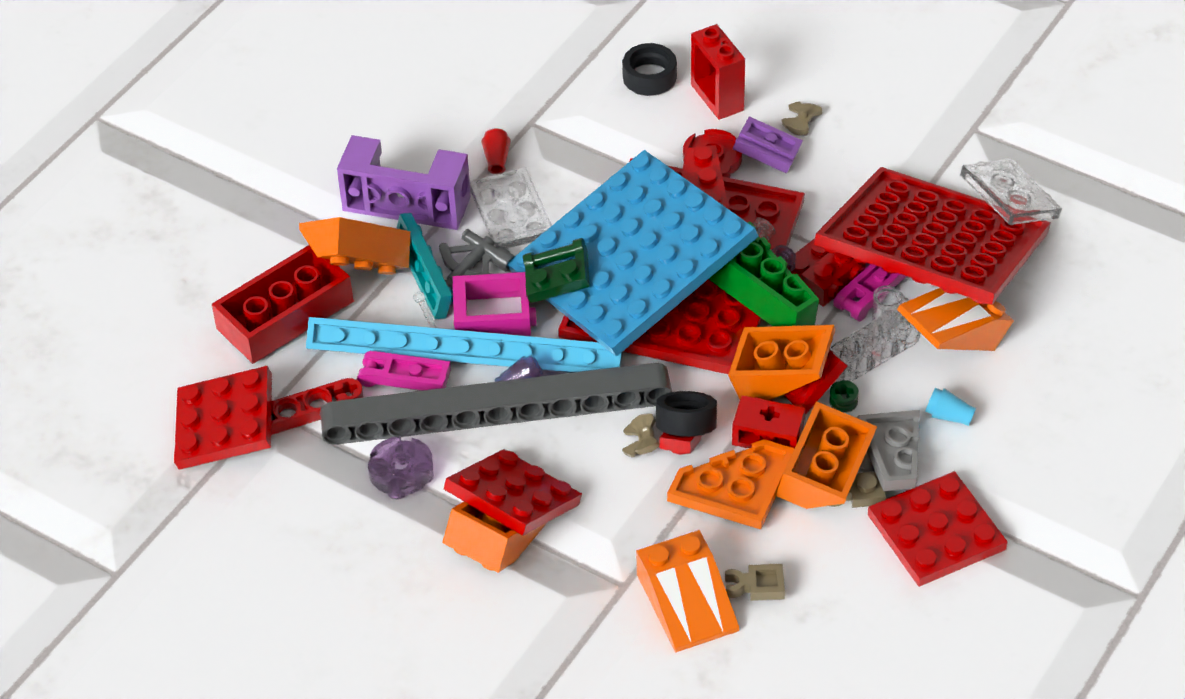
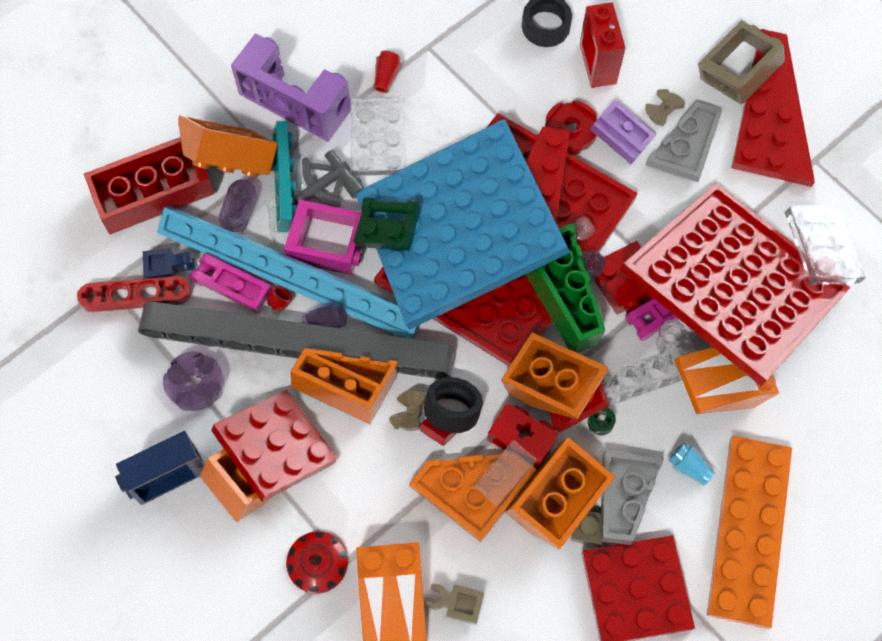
camera: 15 degrees right, 20 degrees up
(223, 417) = (62, 287): red plate -> none
(325, 371) = (164, 262): none -> dark blue plate
(385, 301) = (238, 208): none -> clear purple plate
(402, 539) = (160, 468): none -> dark blue window
(462, 374) = (279, 298): none -> red hinge
(562, 423) = (344, 382): none -> orange wedge
(600, 601) = (320, 577): none -> red dish
(764, 453) = (505, 473): none -> clear plate
(839, 141) = (688, 145): none -> light grey wing
(874, 78) = (729, 83): none -> dark tan window
(915, 102) = (772, 127): none -> red wing
(1031, 452) = (750, 532): none -> orange plate

